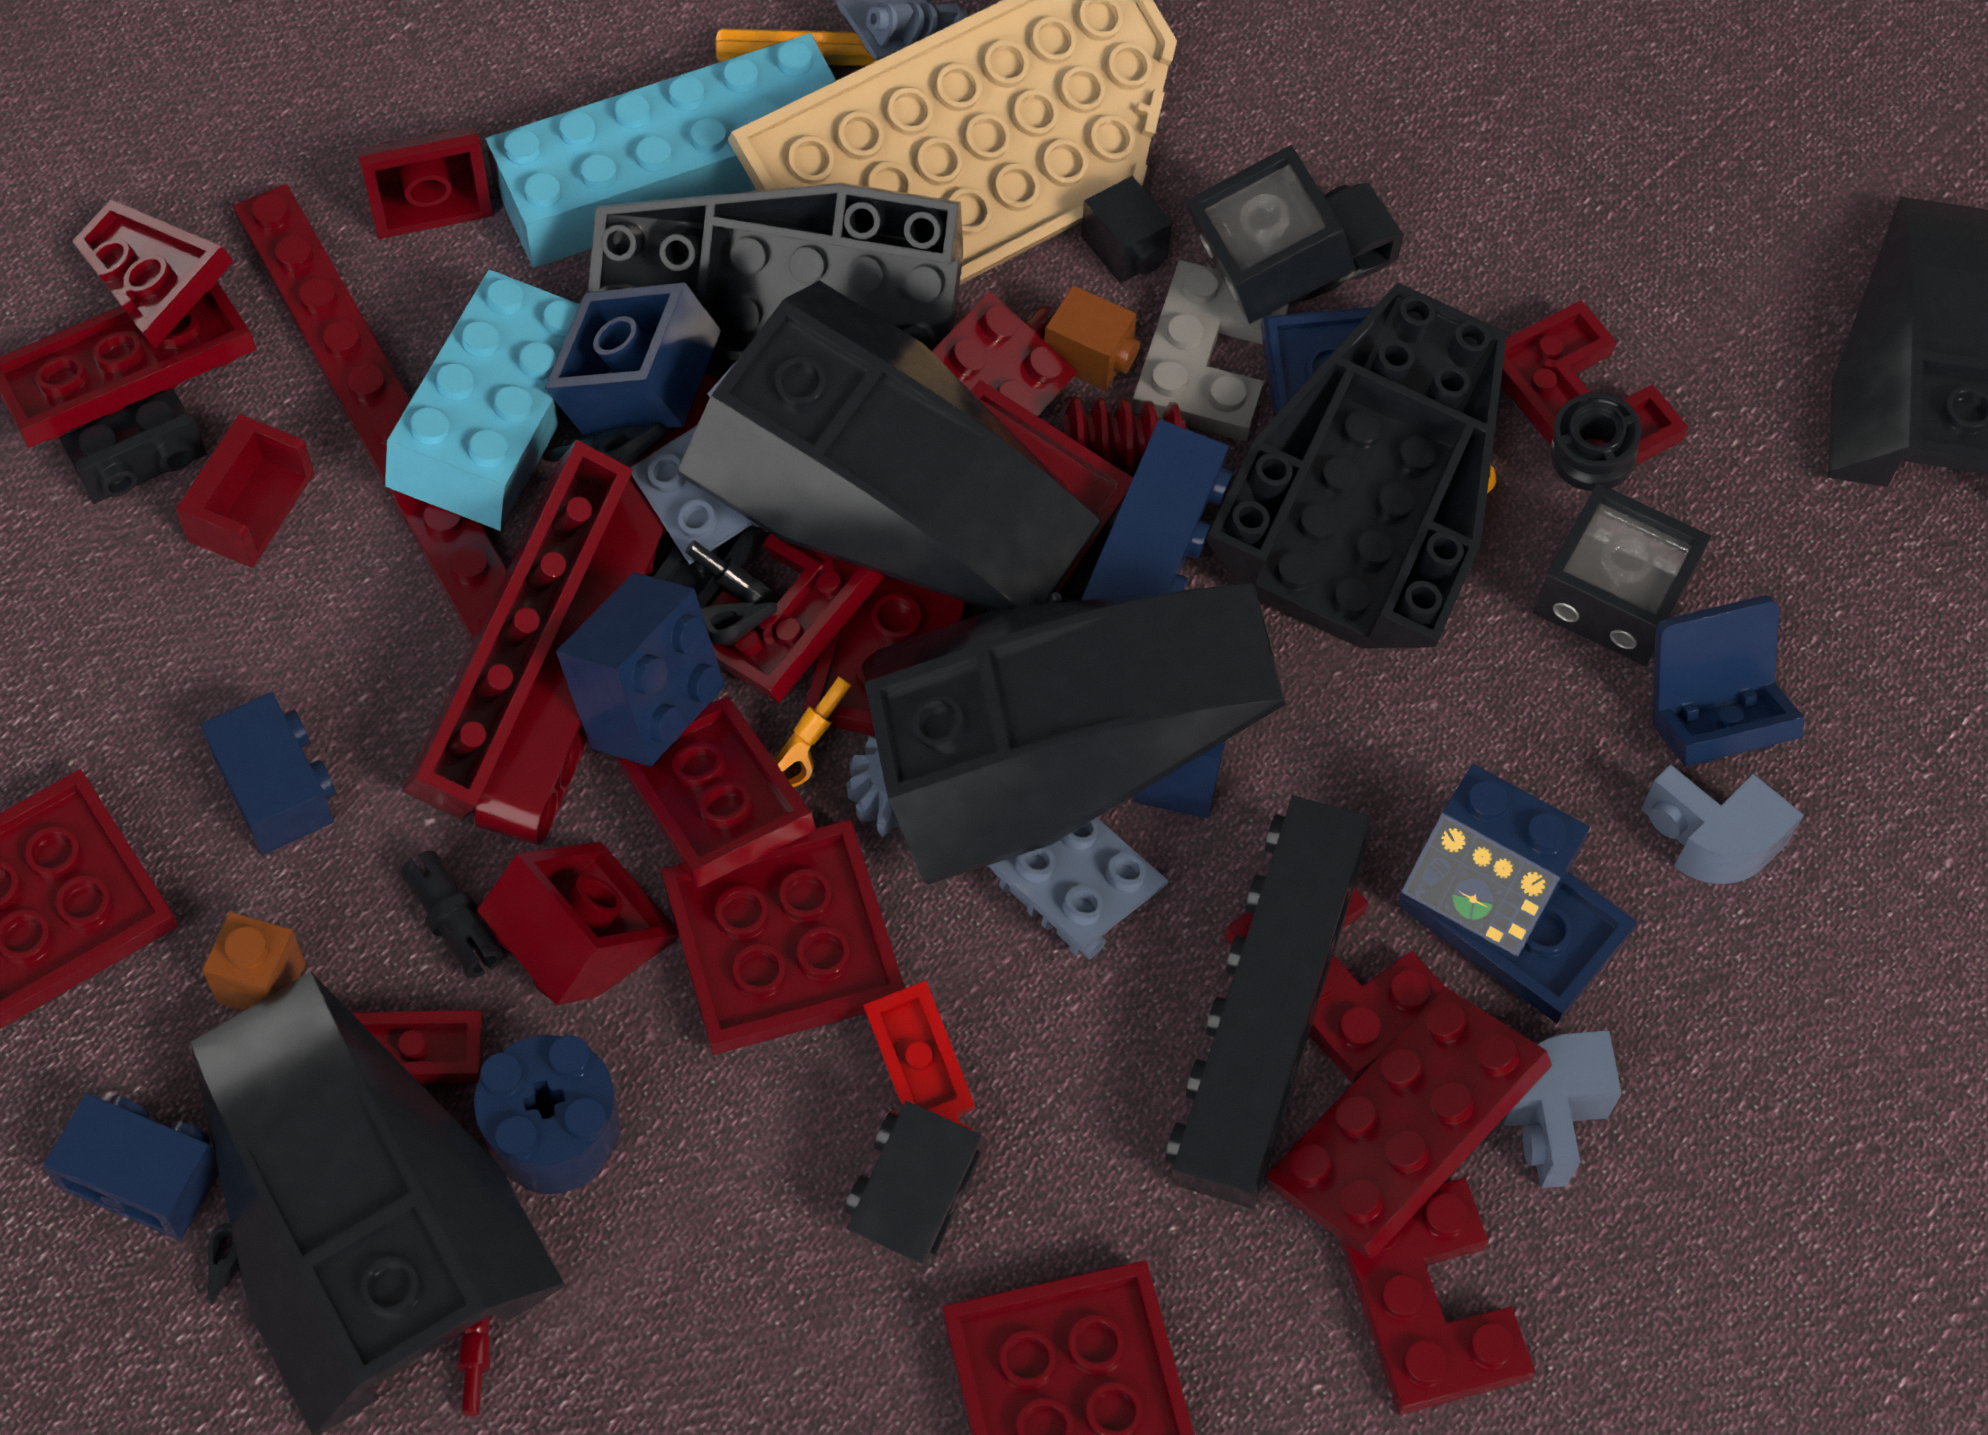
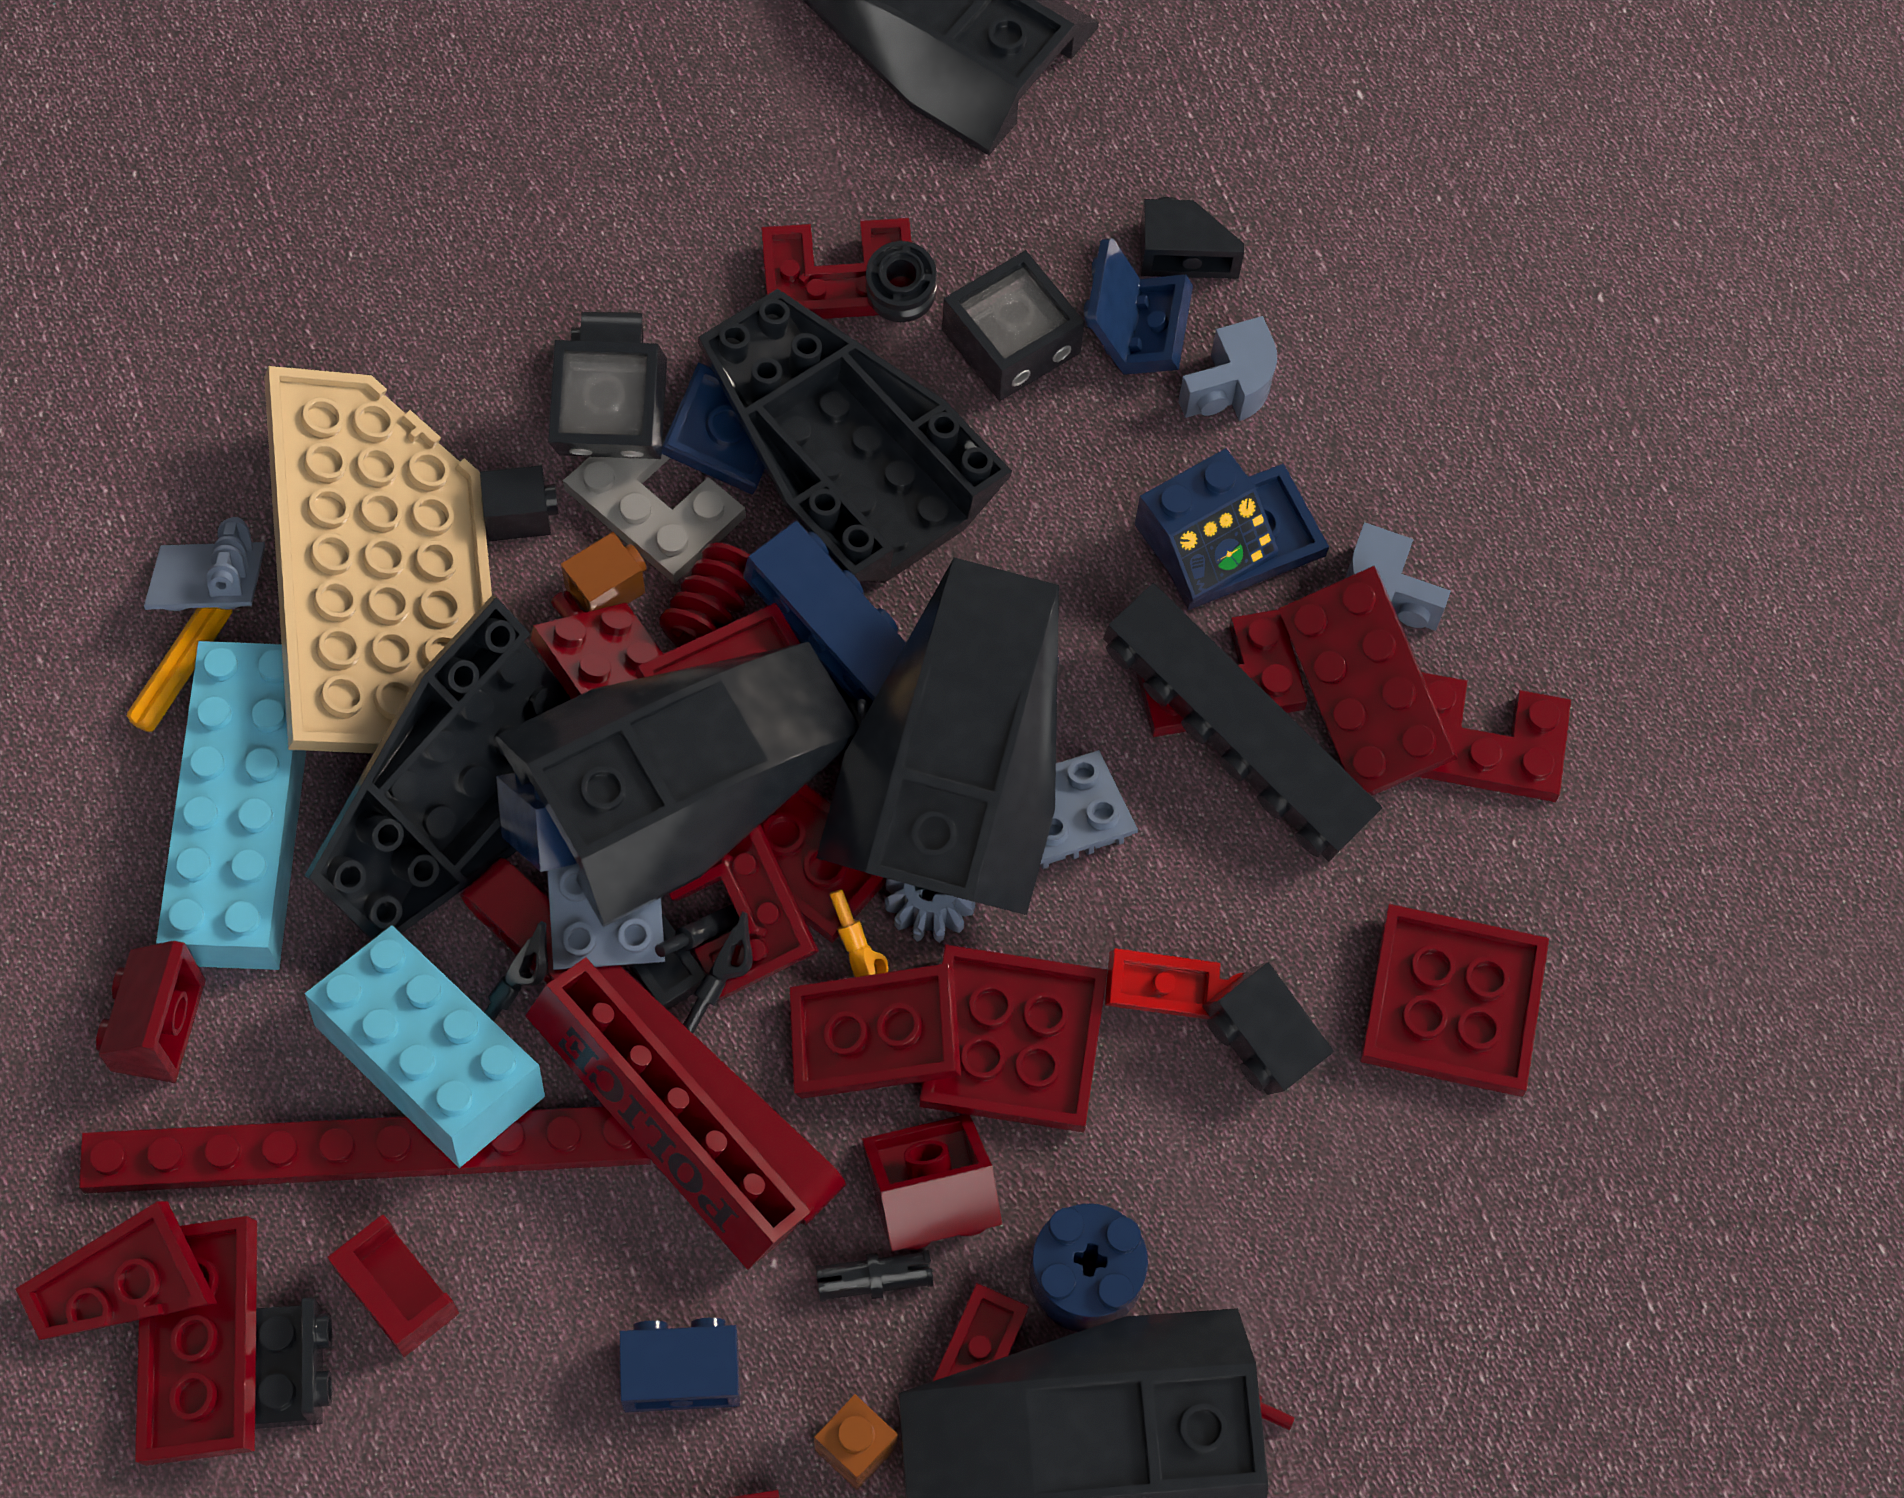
camera: 65 degrees left, 5 degrees up
(633, 358) = (465, 915): dark blue brick -> none
(641, 668) = (756, 1032): dark blue brick -> none
(1851, 704) = (1186, 240): none -> black slope

